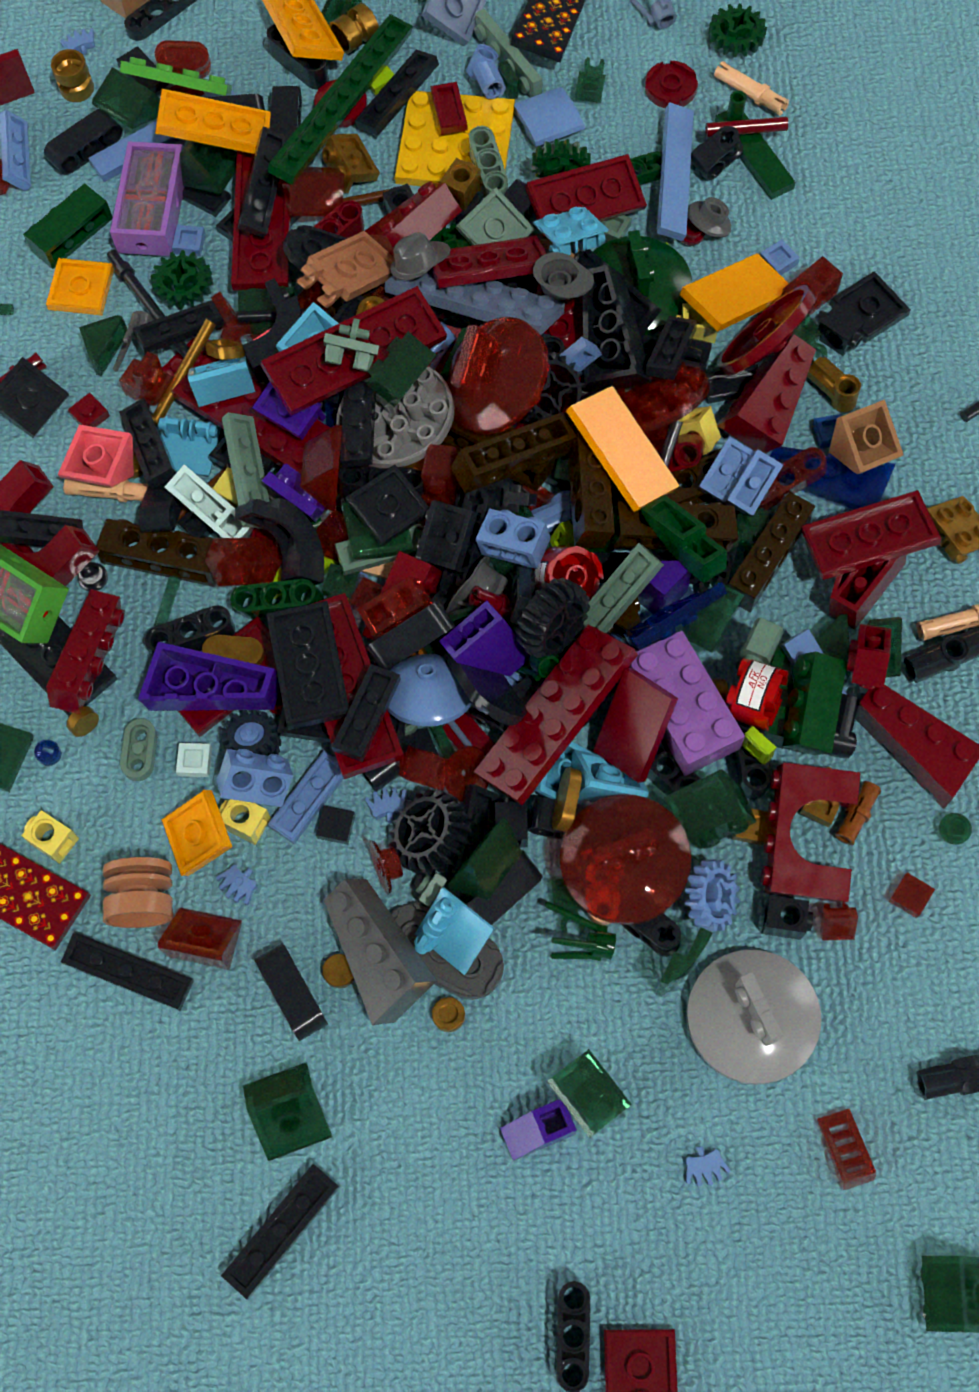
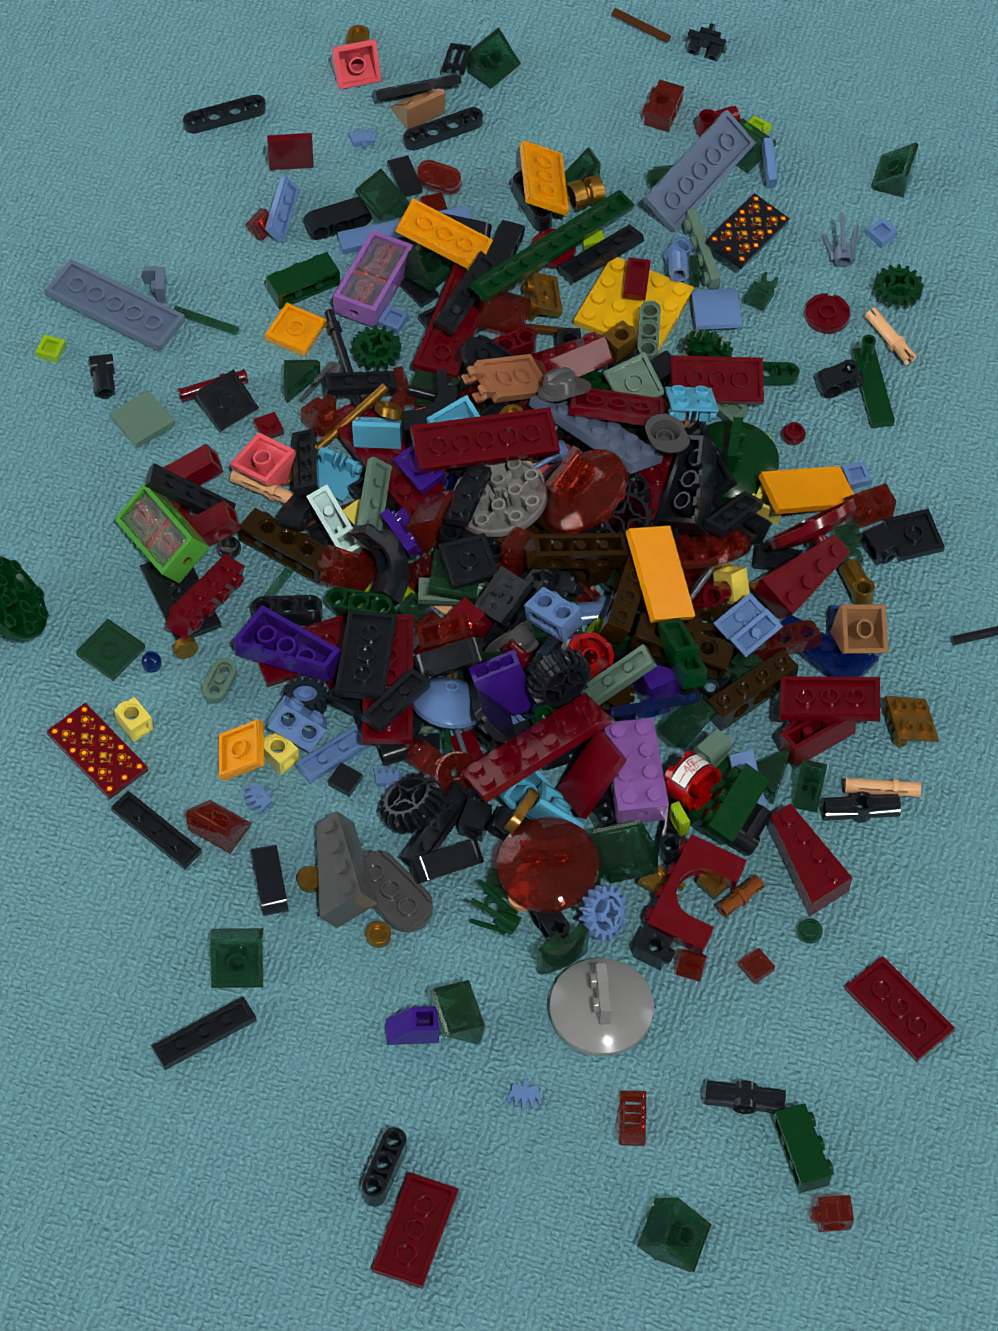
camera: 15 degrees right, 10 degrees down
(72, 75) = (347, 164): pearl gold wheel -> none
(137, 892) = (184, 775): nougat wheel -> none
(164, 74) = (420, 185): bright green plate -> none
(194, 760) = (257, 700): light aqua plate -> none
(235, 647) = (318, 628): pearl gold tile -> none
(364, 351) = (471, 431): sand green hips -> none
(386, 865) = (371, 815): clear red piece -> none
(400, 369) = (513, 463): clear green brick -> none
(429, 888) = (397, 842): sand green plate -> none
(452, 931) = (402, 873): medium azure hinge -> none
(488, 862) = (445, 831): clear green slope -> none
(581, 352) = (659, 495): medium blue tile -> none
(675, 172) = (798, 382): medium blue tile -> none
(710, 217) = (812, 427): dark grey piece -> none
(750, 126) = (874, 365): dark red piece -> none
(870, 656) = (790, 783): dark red brick -> none

